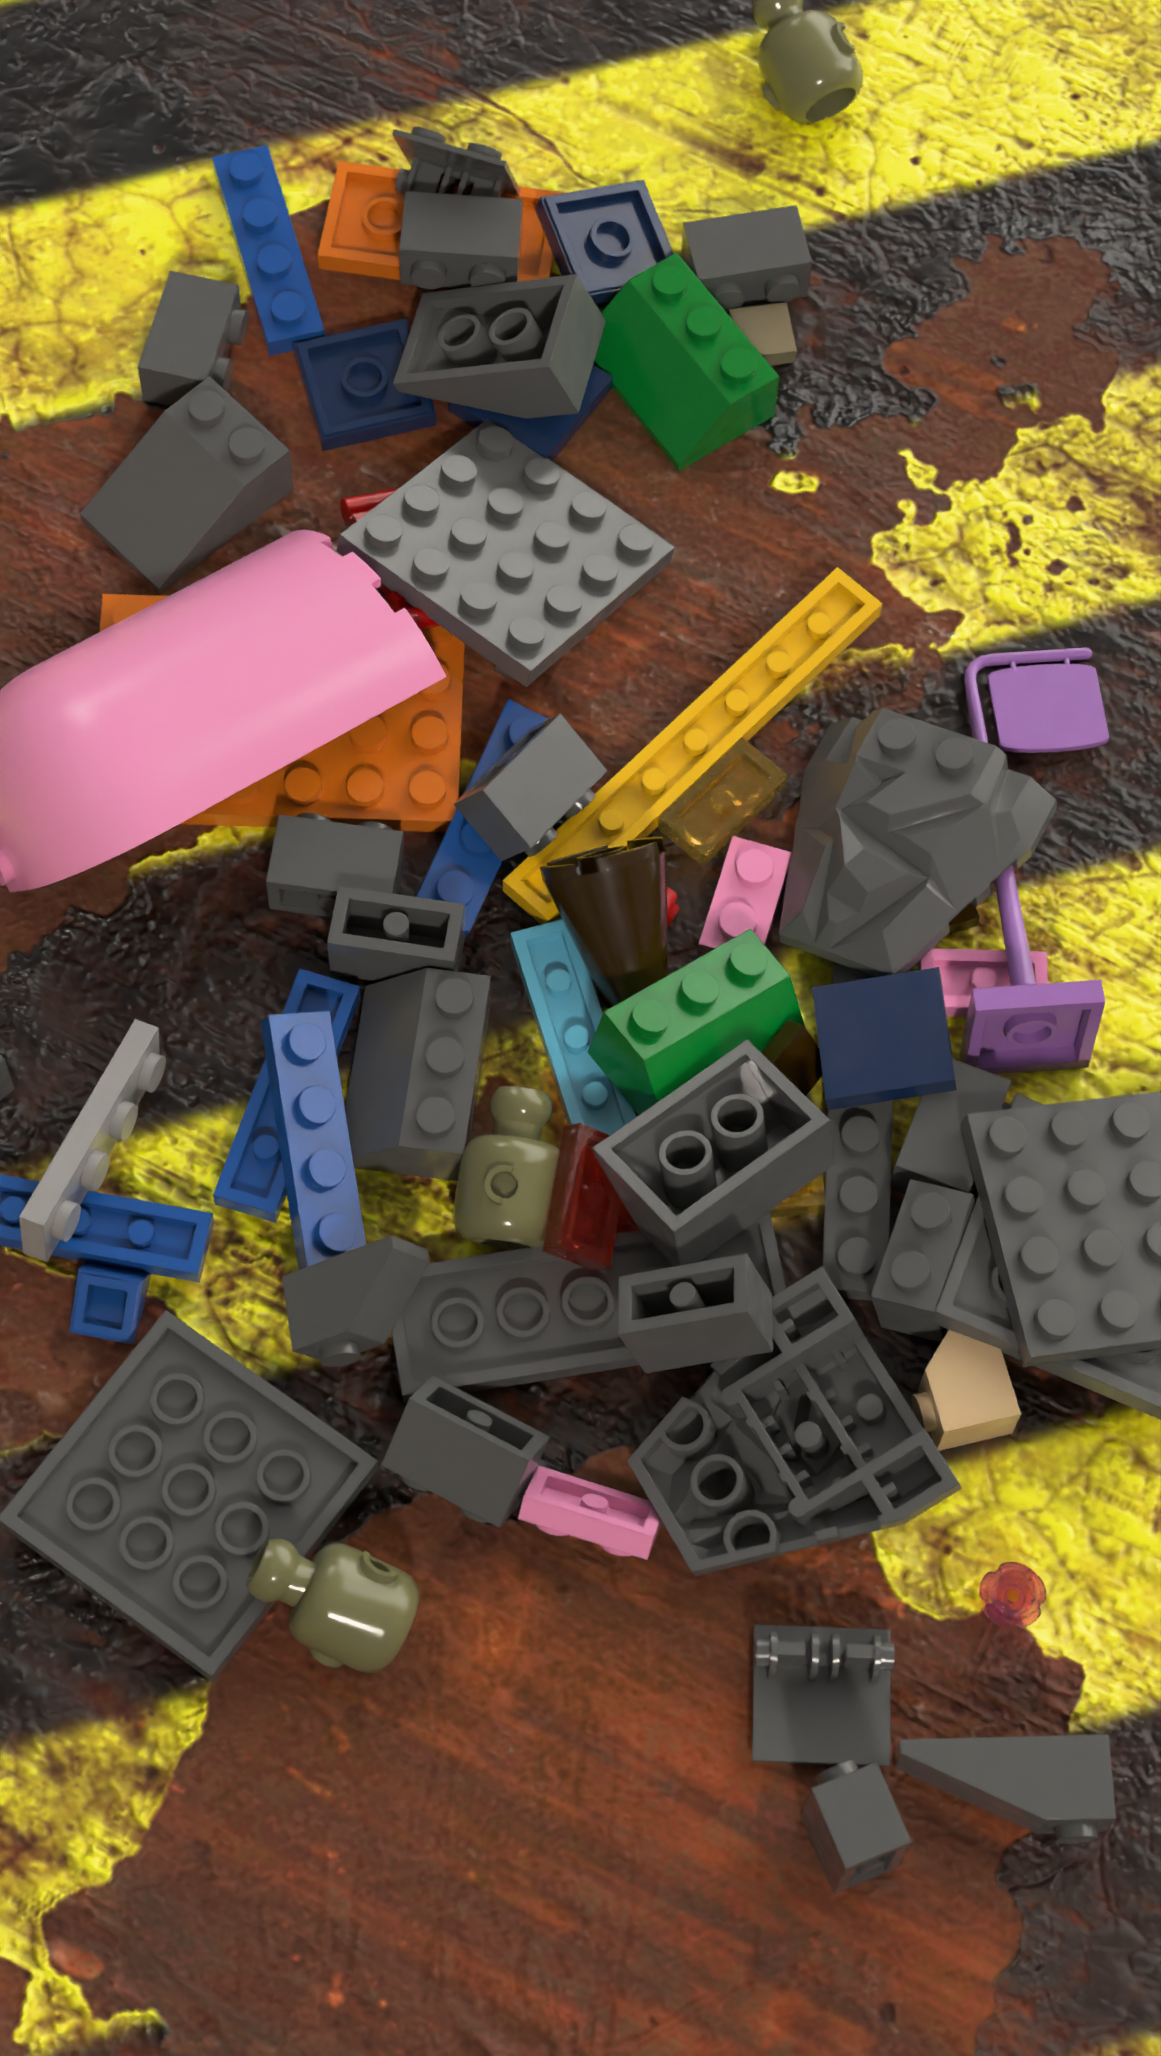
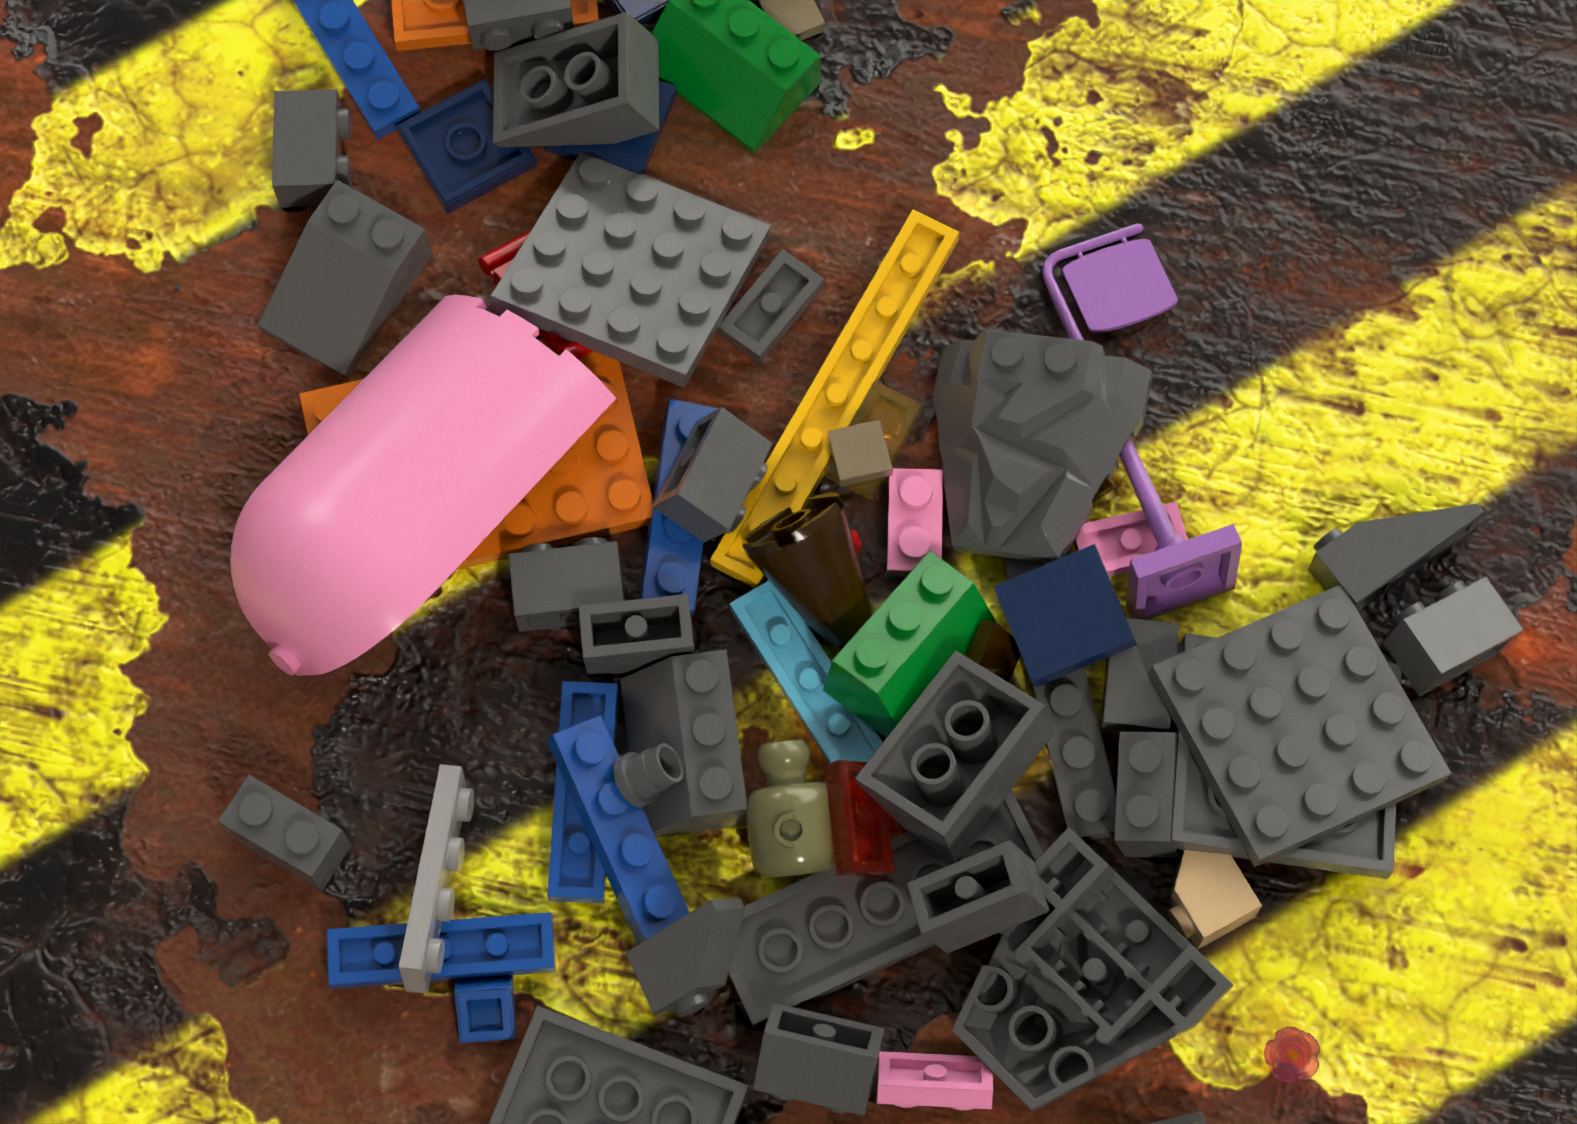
camera: 10 degrees left, 5 degrees up
(362, 1087) = (647, 773): none -> dark grey piece
(650, 632) = (771, 306): none -> dark grey plate
(702, 807) = (859, 453): none -> dark tan tile

